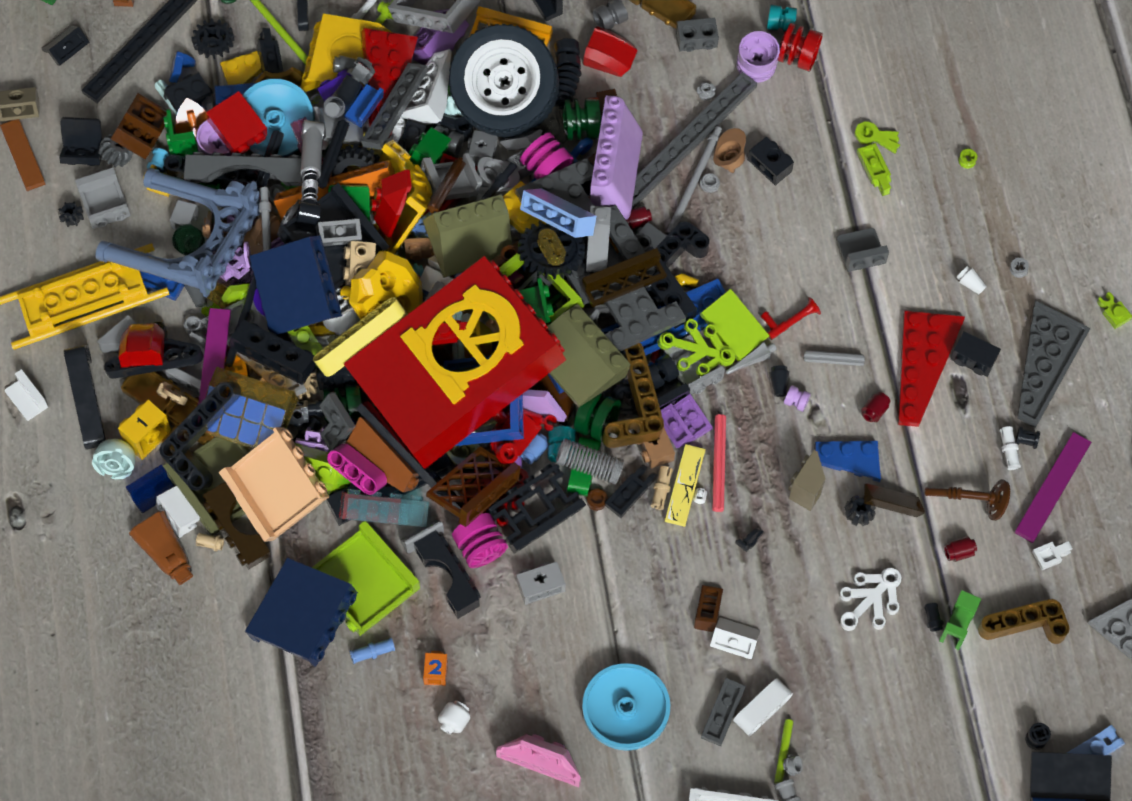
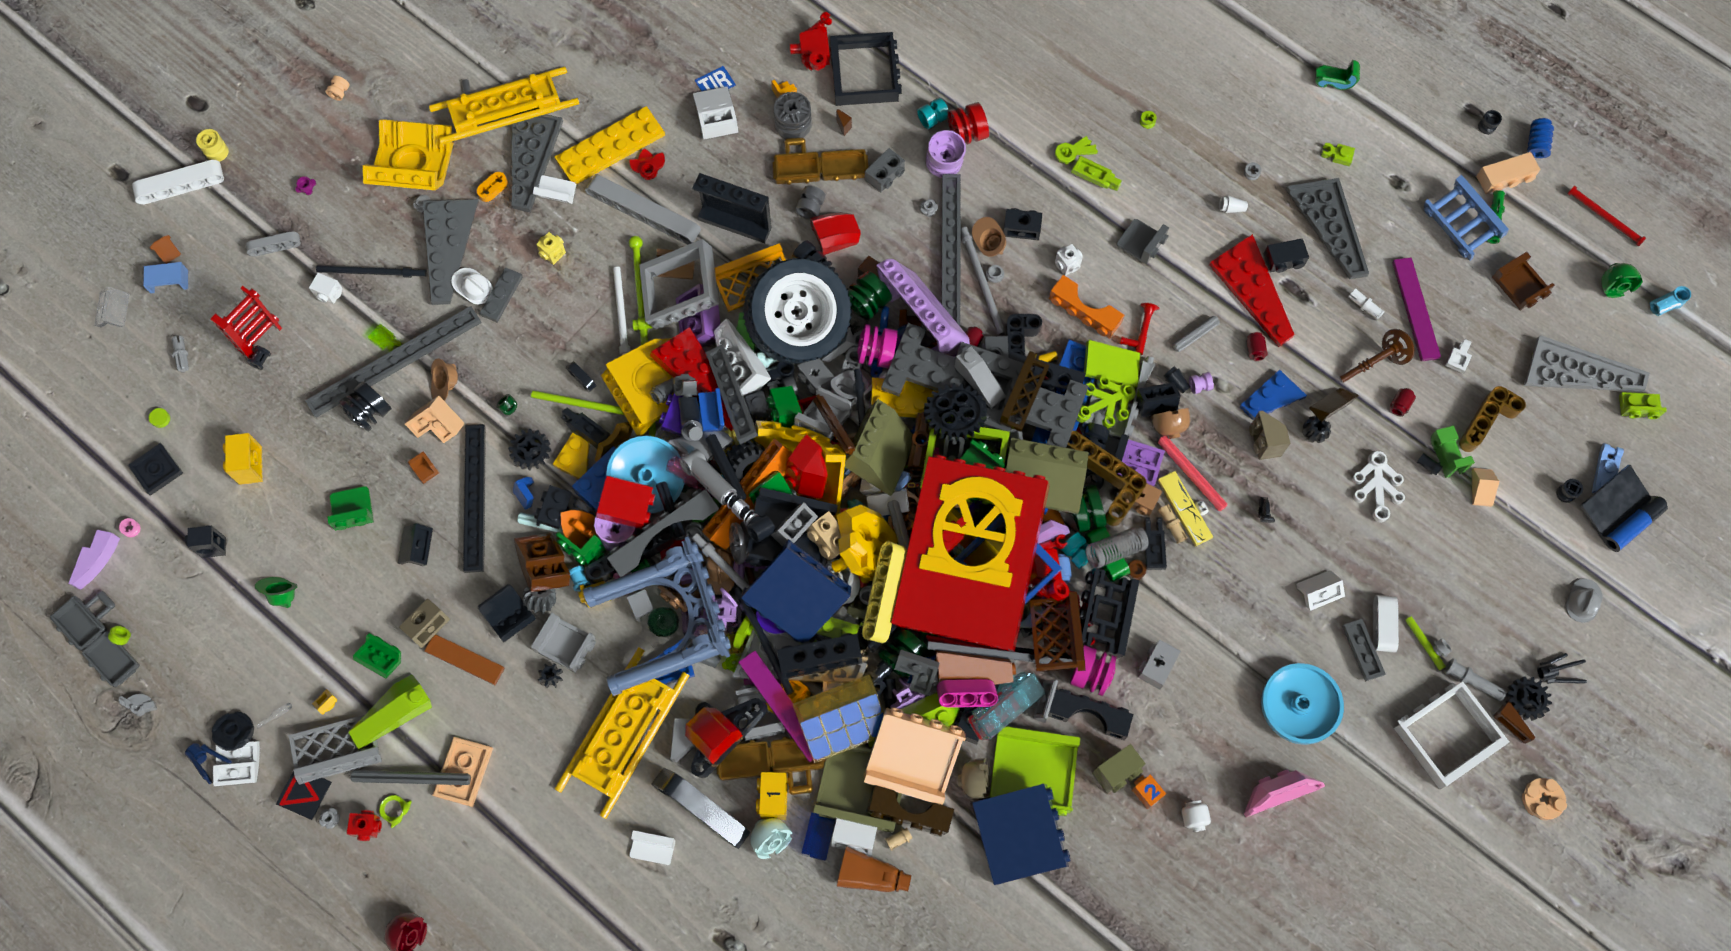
camera: 40 degrees left, 5 degrees up
(164, 390) = (770, 750): tan piece -> none
(193, 320) = (728, 689): light grey plate -> none
(195, 431) = (818, 765): black beam -> none
(309, 545) = (975, 779): none -> dark tan cylinder
(372, 650) = (1091, 817): medium blue pin -> none
(425, 629) = (1119, 768): none -> olive brick
(554, 245) = (960, 409): clear yellow beam -> none
(558, 212) = (937, 380): light blue brick -> none
(706, 621) = (1278, 587): reddish brown slope -> none
(738, 408) = (1171, 422): none -> medium nougat cylinder
(744, 381) = (1157, 399): none -> black brick
(765, 287) = (1104, 320): none -> orange arch
(781, 216) = (1068, 259): none -> white brick
(963, 673) = (1484, 487): none -> light nougat slope
(1027, 437) = (1371, 287): black bush -> none

